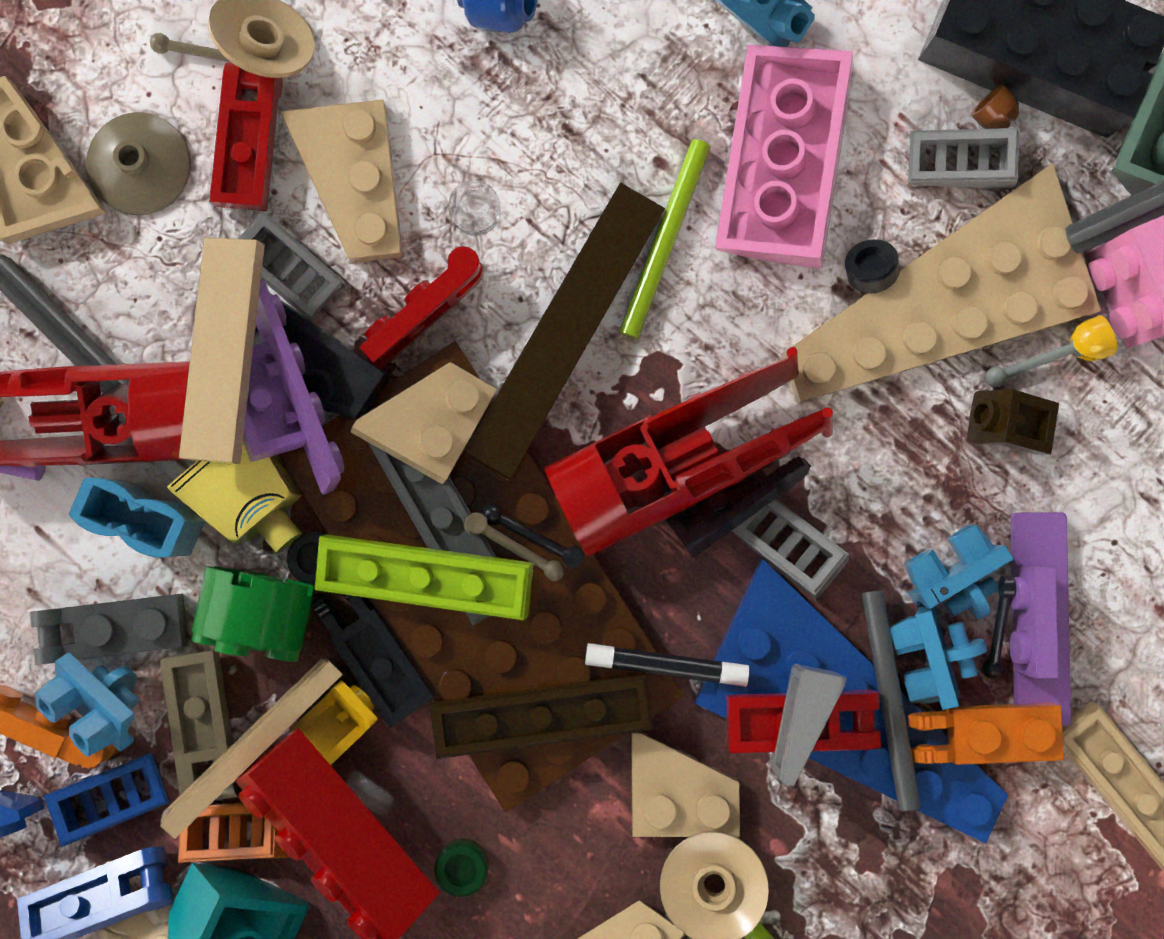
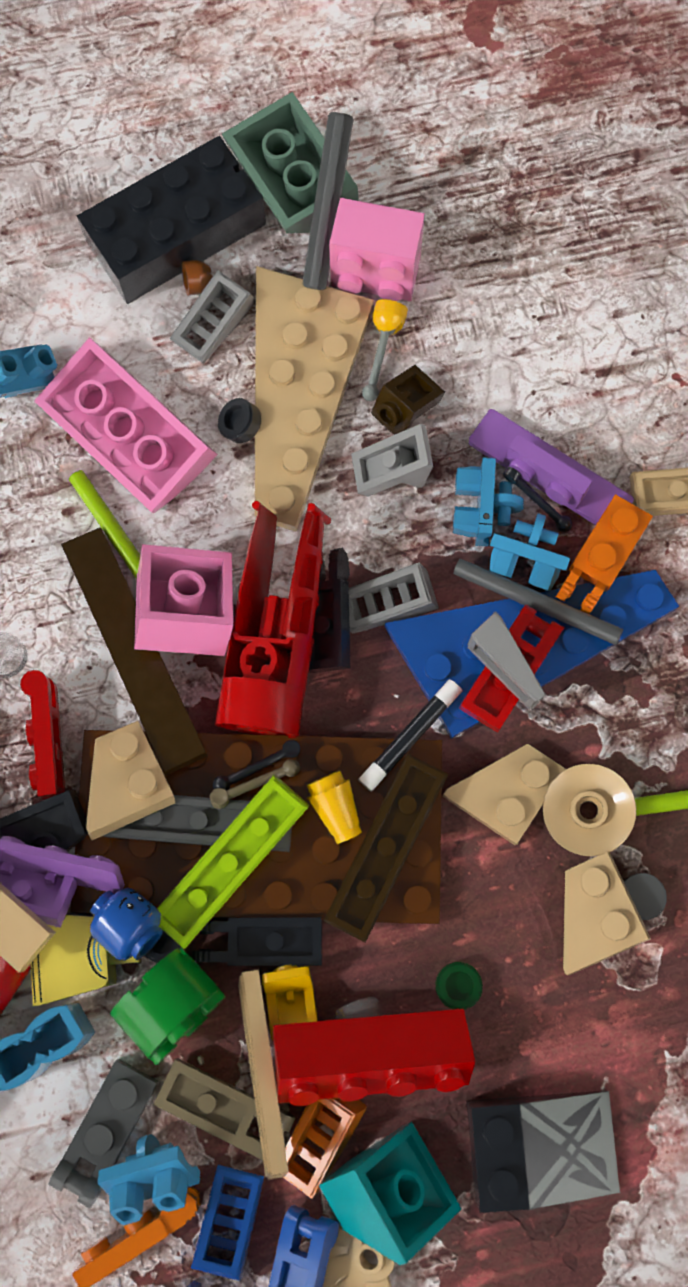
camera: 55 degrees left, 10 degrees down
(296, 521) = (125, 924): none -> blue head
(546, 639) = (335, 805): none -> yellow cone
(645, 349) = (184, 600): none -> bright pink brick
(938, 455) = (393, 461): none -> light grey slope

